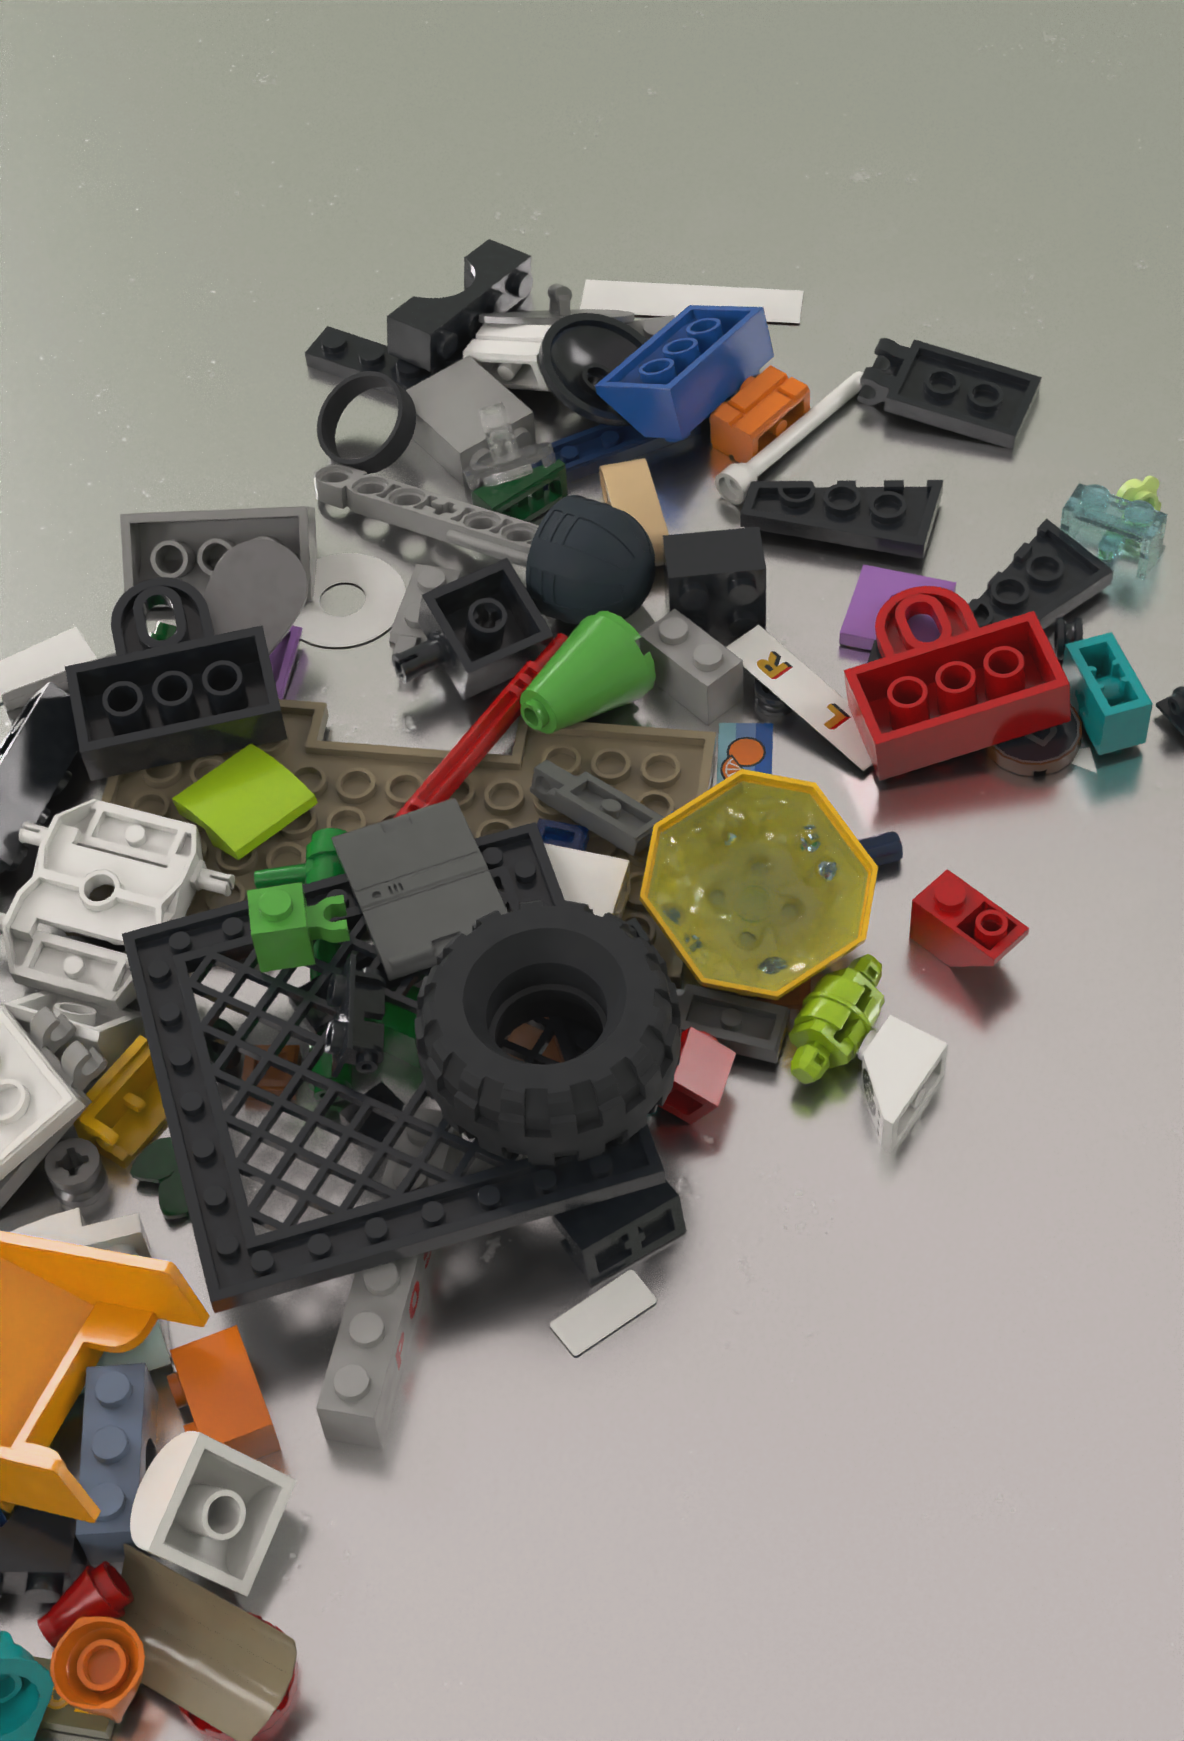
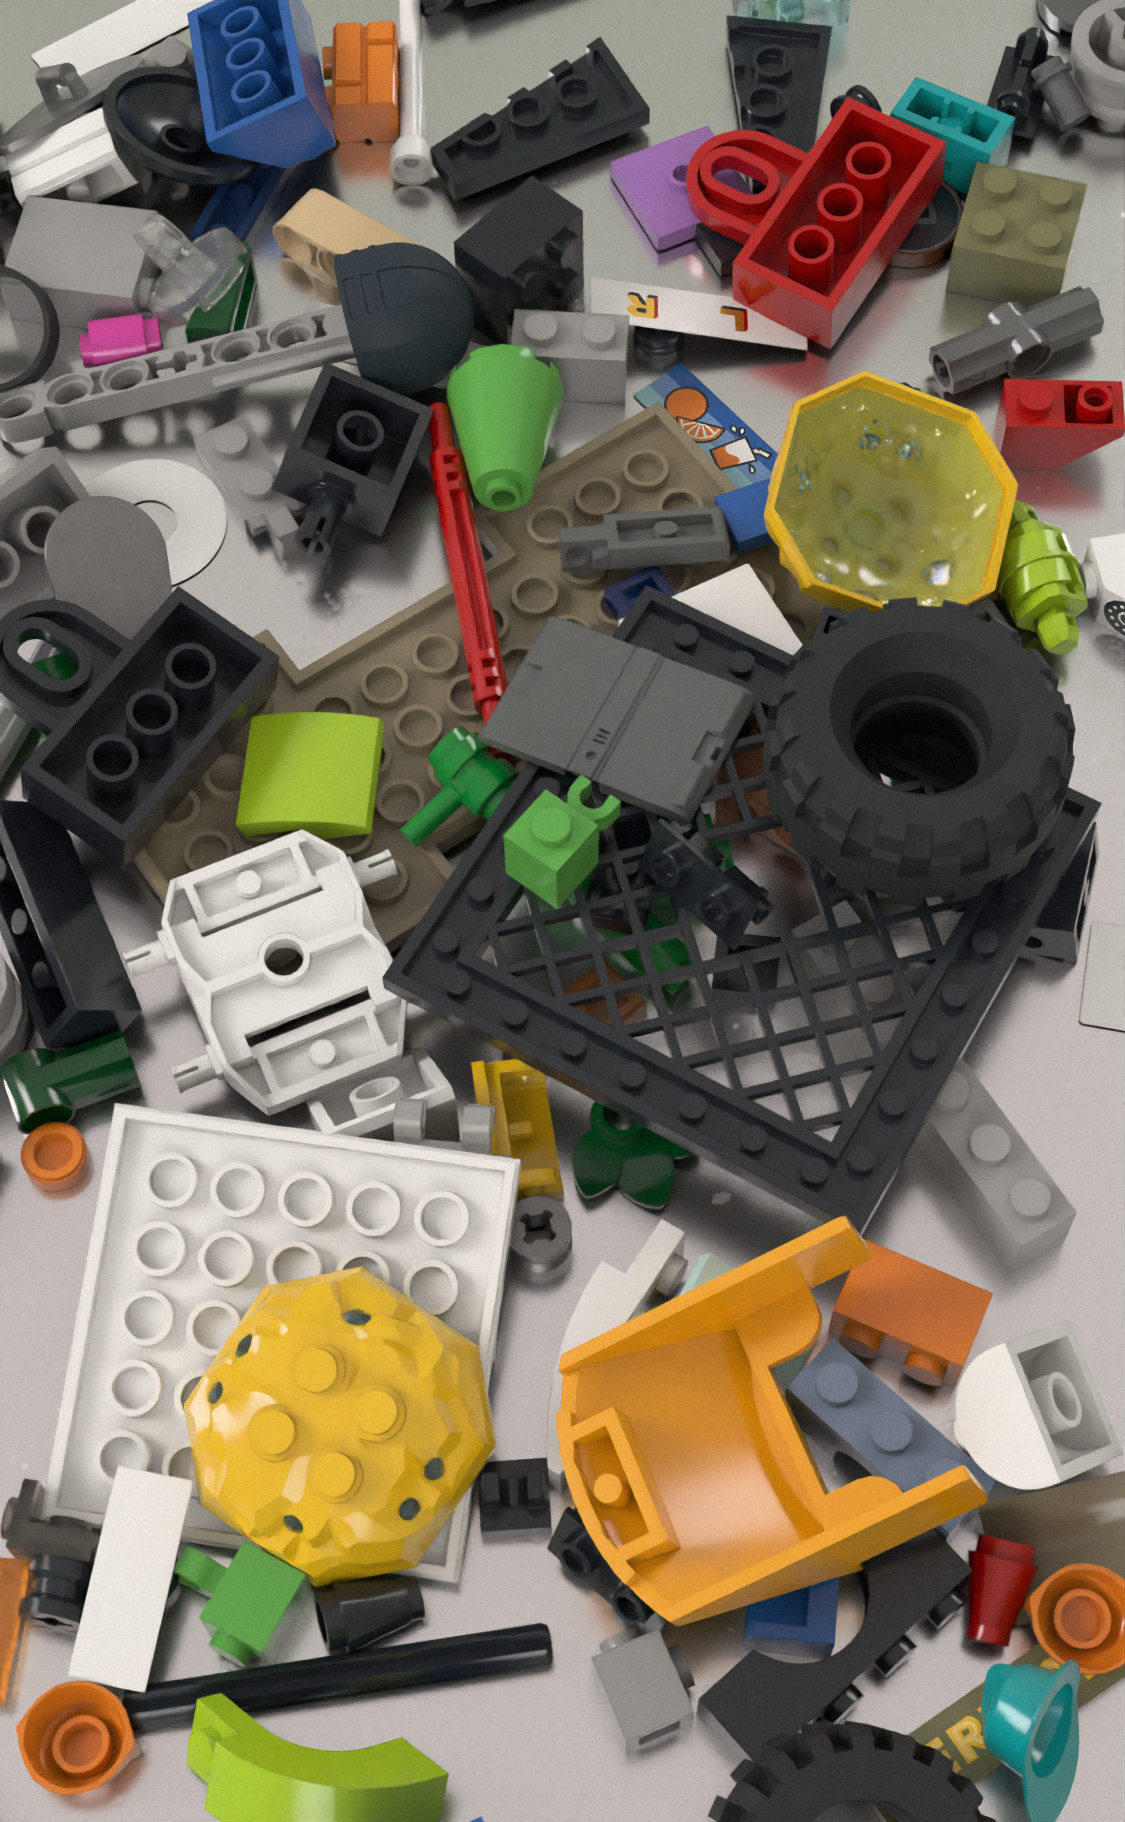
camera: 45 degrees left, 10 degrees up
(435, 476) = (119, 339): none -> dark pink brick
(1008, 858) = (1016, 340): none -> dark grey piece
(1083, 790) = (1015, 235): none -> olive brick

